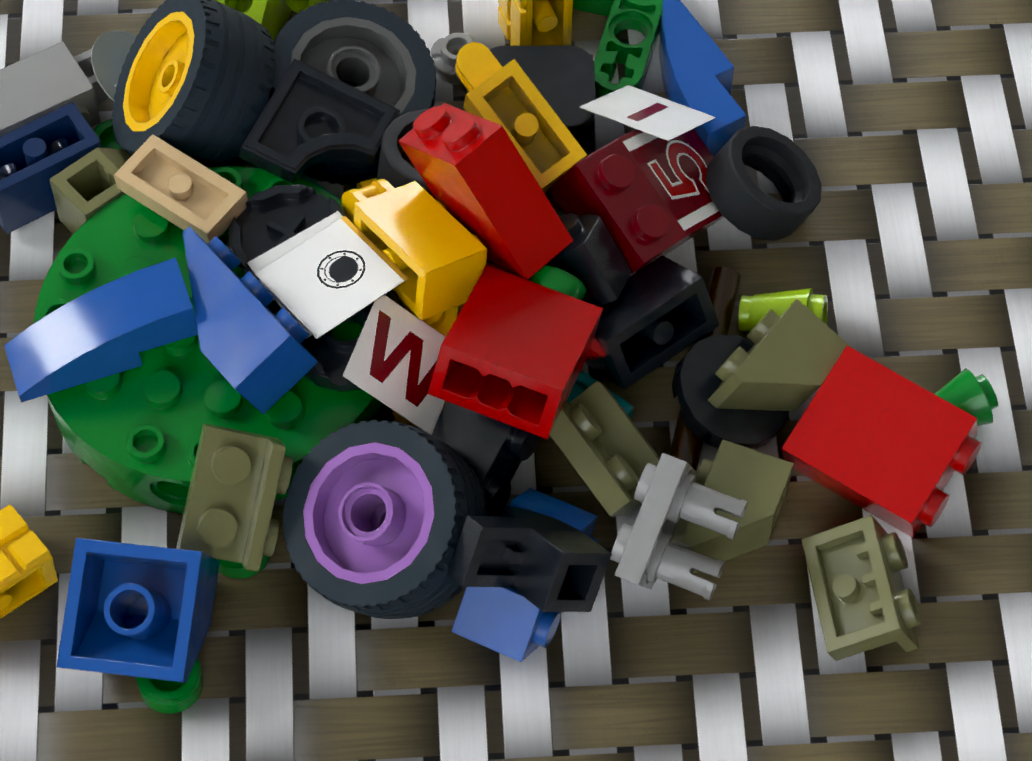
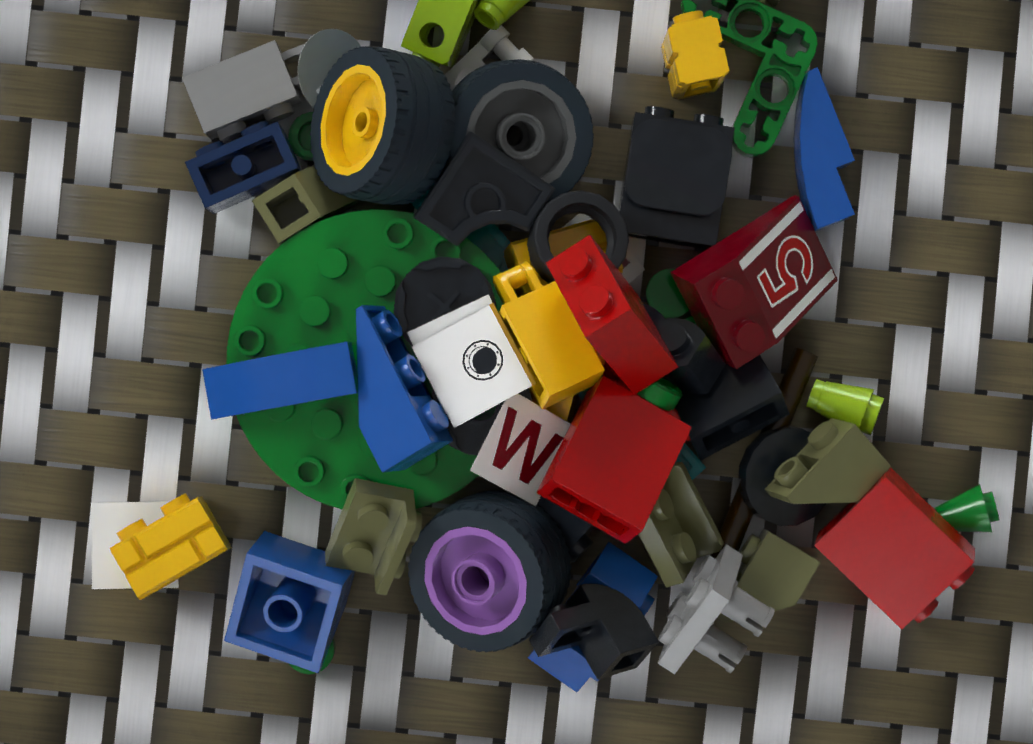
camera: 10 degrees right, 30 degrees up
(180, 189) = (359, 248): tan plate -> none
(444, 55) = (614, 101): light grey plate -> none
(513, 101) = (653, 226): yellow brick -> none
(647, 112) = (768, 212): white sticker -> none
(745, 202) = (885, 275): black tyre -> none
(861, 588) = (851, 665): olive bracket -> none

